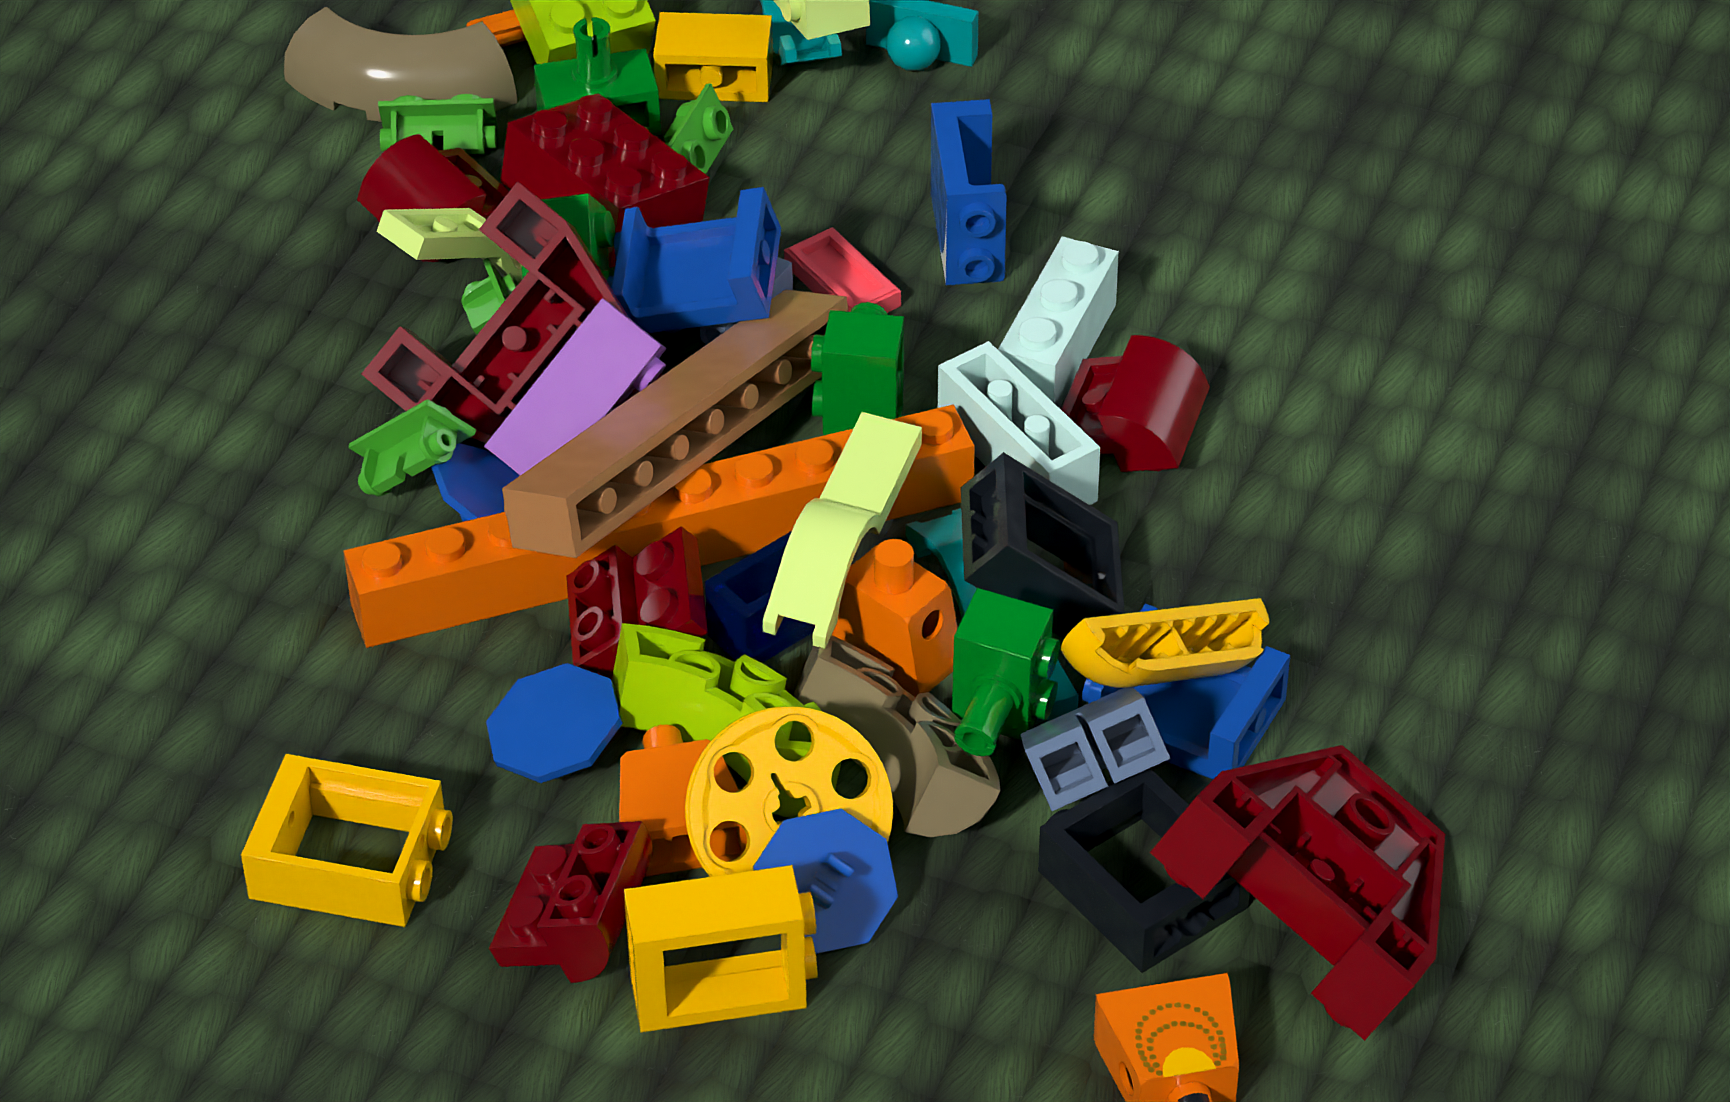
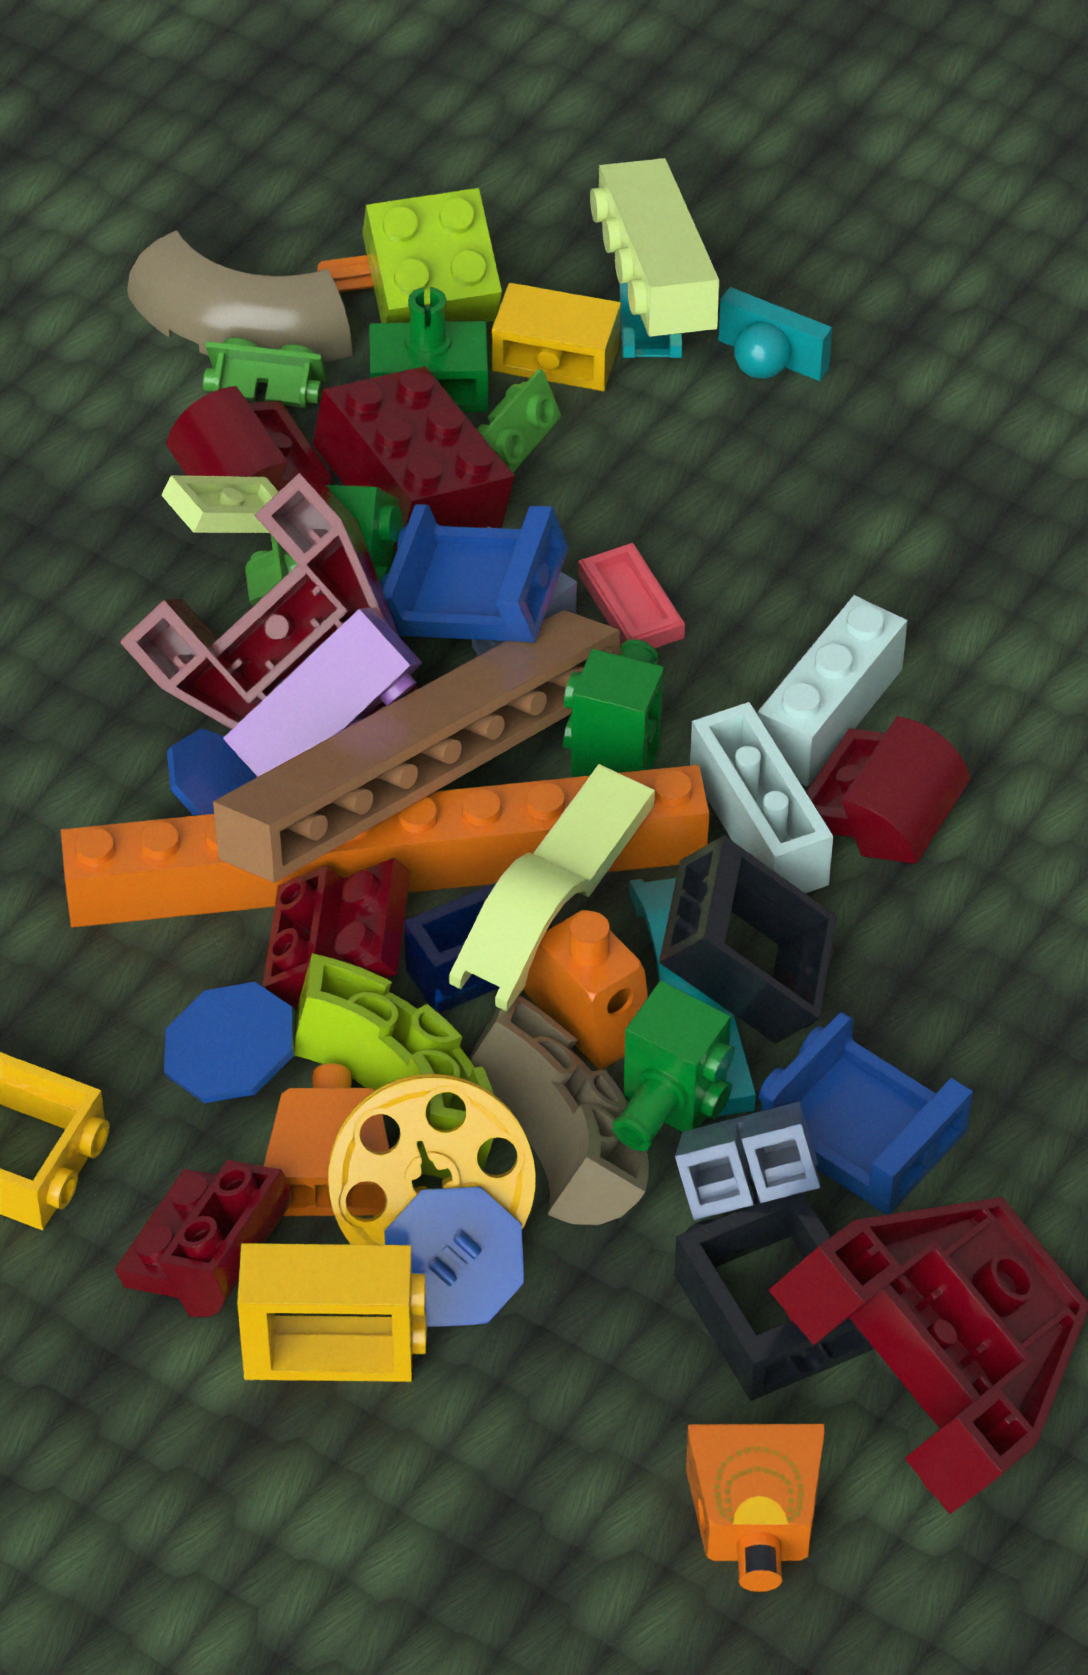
camera: 10 degrees right, 5 degrees up
(408, 445) = (150, 726): bright green hinge -> none
(964, 202) = (772, 529): blue panel -> none
(1167, 643) = (848, 1064): yellow brick -> none

